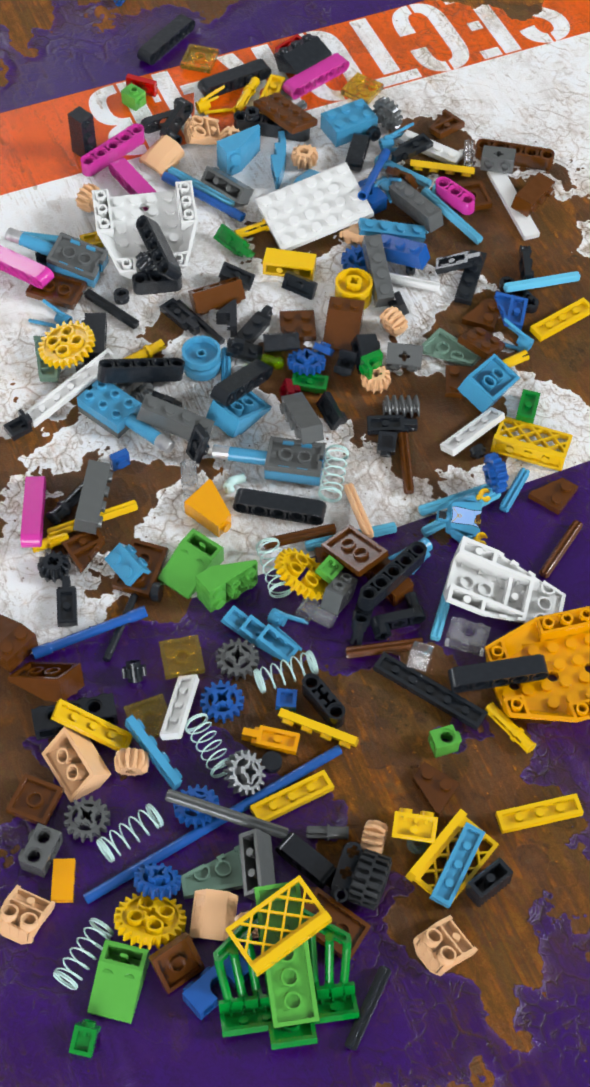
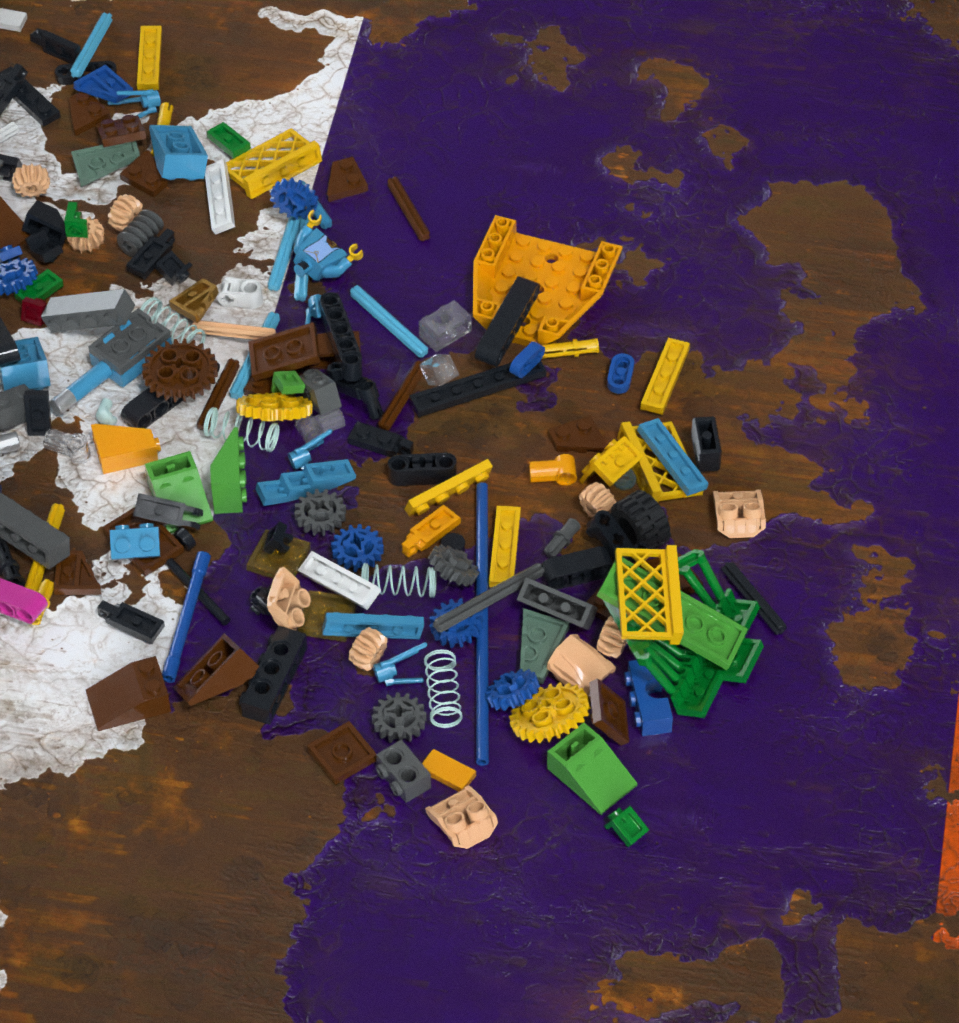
camera: 55 degrees left, 5 degrees down
(53, 566) = (76, 610): black gear -> none
(57, 973) = (554, 806): light aqua piece -> none
(75, 763) = (328, 699): light nougat slope -> none
(91, 726) = (305, 658): yellow plate -> none
(127, 785) = (386, 669): none -> dark azure plant
(132, 684) = (287, 600): none -> light nougat slope
(164, 566) = (165, 512): none -> black hinge
(187, 645) = (276, 539): none -> black tile
(258, 674) = (359, 497): light aqua piece -> none
(286, 699) = (396, 497): blue plate -> none
(296, 491) = (180, 370): none -> reddish brown gear
(330, 411) = (84, 285): black hinge -> none
(332, 657) = (379, 440): none -> black hinge
(369, 472) = (195, 300): none -> pearl gold wing
(384, 623) = (379, 373): black beam -> none
(390, 792) = (560, 469): none -> light orange piece
(396, 495) = (242, 292): none -> white piece
(406, 466) = (204, 266): reddish brown axle -> none
(409, 385) = (124, 211): none -> light nougat gear
(413, 354) = (88, 187): dark grey brick -> none
(443, 748) = (539, 402): bright green brick -> none
(471, 708) = (527, 359): none -> blue beam
(478, 451) = (246, 206): black plate -> none
(496, 587) = (412, 273): white wedge -> none
(515, 780) = (620, 373): none -> blue plate

